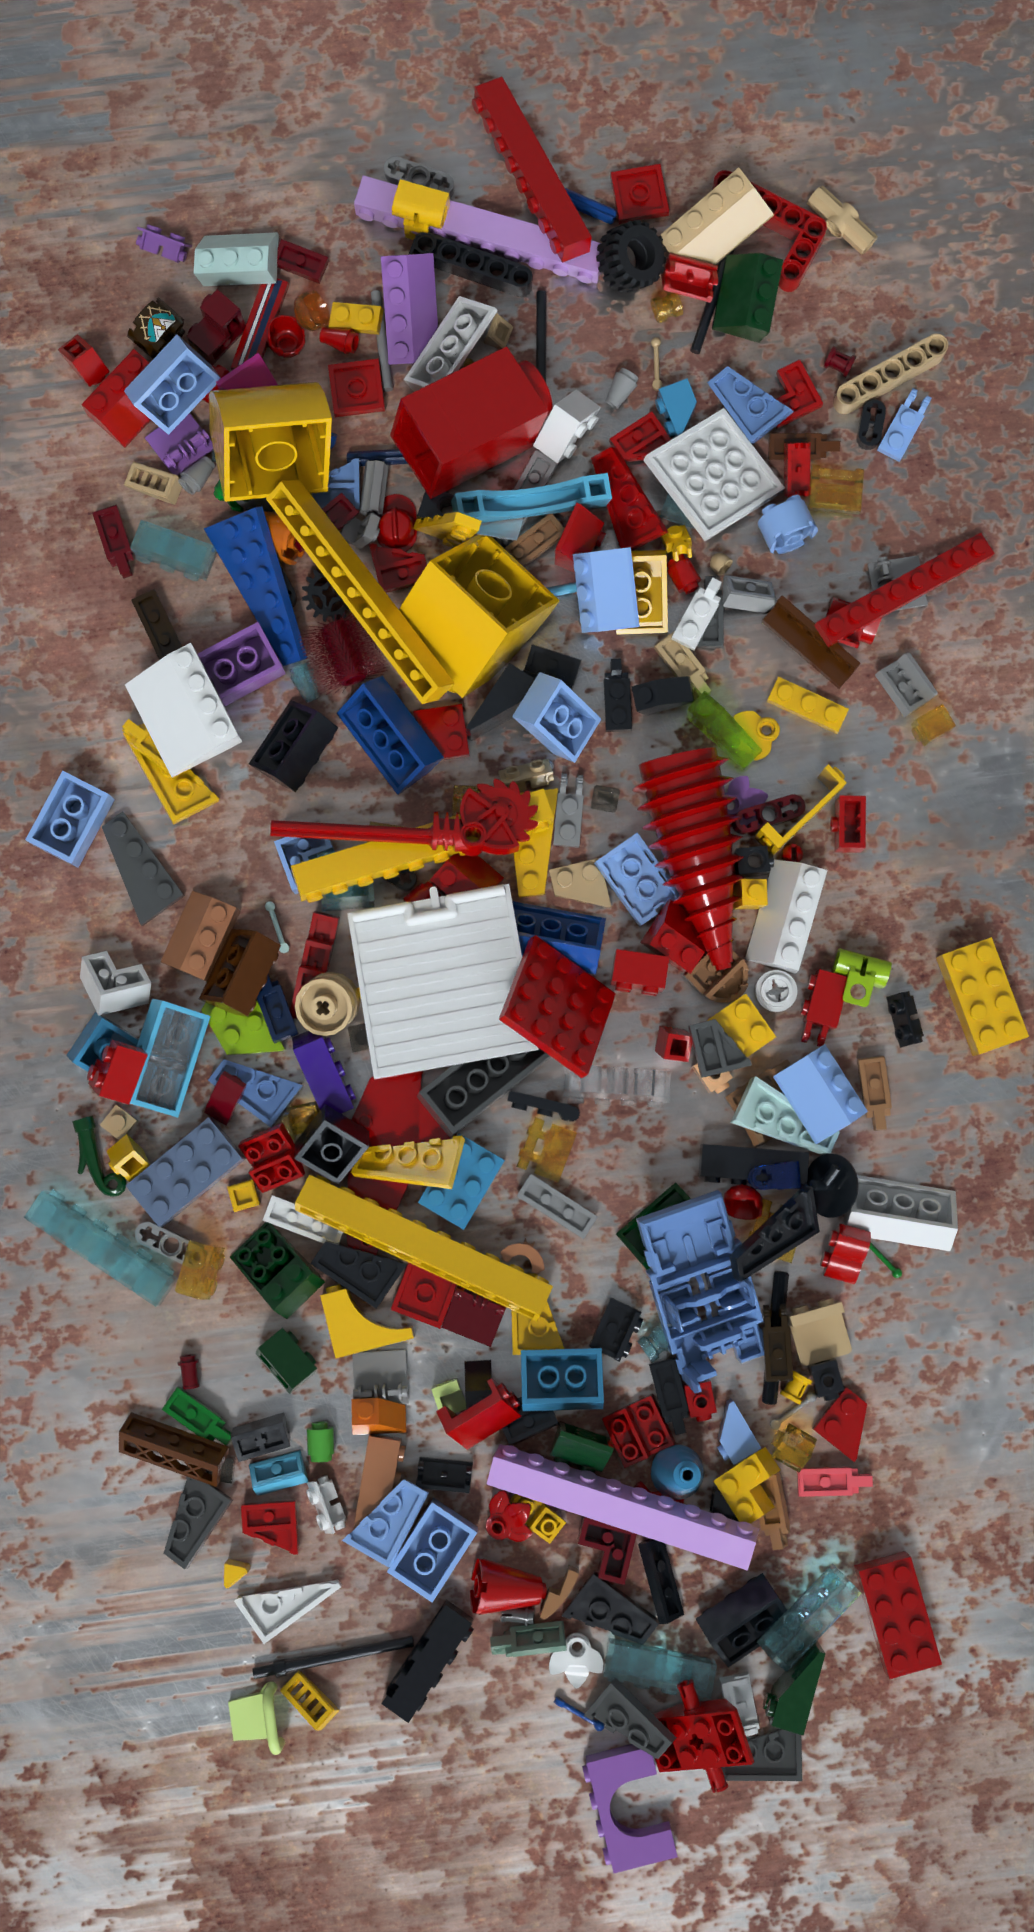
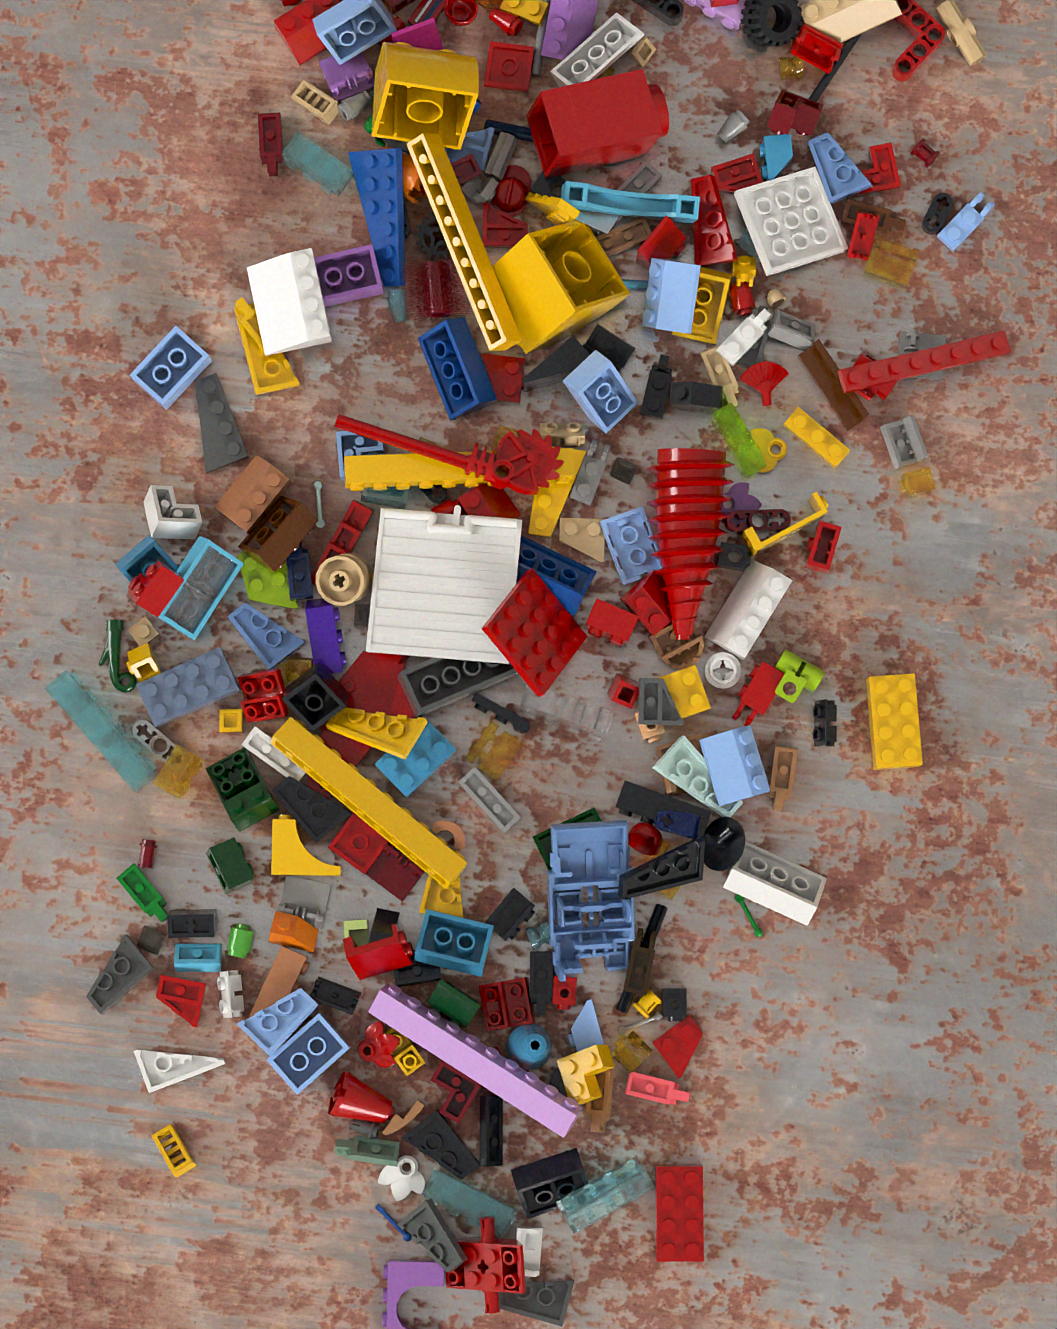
camera: 15 degrees right, 0 degrees up
(156, 623) = (287, 223): dark brown plate -> none
(172, 1445) = (116, 909): reddish brown fence -> none
(225, 1097) = (237, 635): dark red slope -> none
(234, 1571) = (140, 1027): yellow slope -> none
(254, 1718) = (126, 1151): yellowish green piece -> none
(281, 1667) = (158, 1117): black bar -> none
(293, 745) = (374, 355): black slope -> none
(427, 1660) = (279, 1142): black wedge -> none
(541, 332) = (678, 61): black bar -> none
(565, 424) = (677, 145): white brick -> none
(657, 383) = (765, 130): tan hinge -> none
(686, 355) = (794, 113): none -> dark red brick
(732, 655) = (764, 378): none -> red hand
(747, 295) = (861, 76): dark green slope -> none
(752, 893) = (723, 583): yellow brick -> none
(787, 525) = (840, 280): light blue brick -> none
(787, 853) = (764, 556): red hinge -> none
(794, 1691) = (573, 1253): dark green slope -> none
(819, 1331) = (679, 963): tan bracket -> none
(846, 1253) = (719, 904): red brick -> none
(899, 365) = (975, 170): tan beam -> none

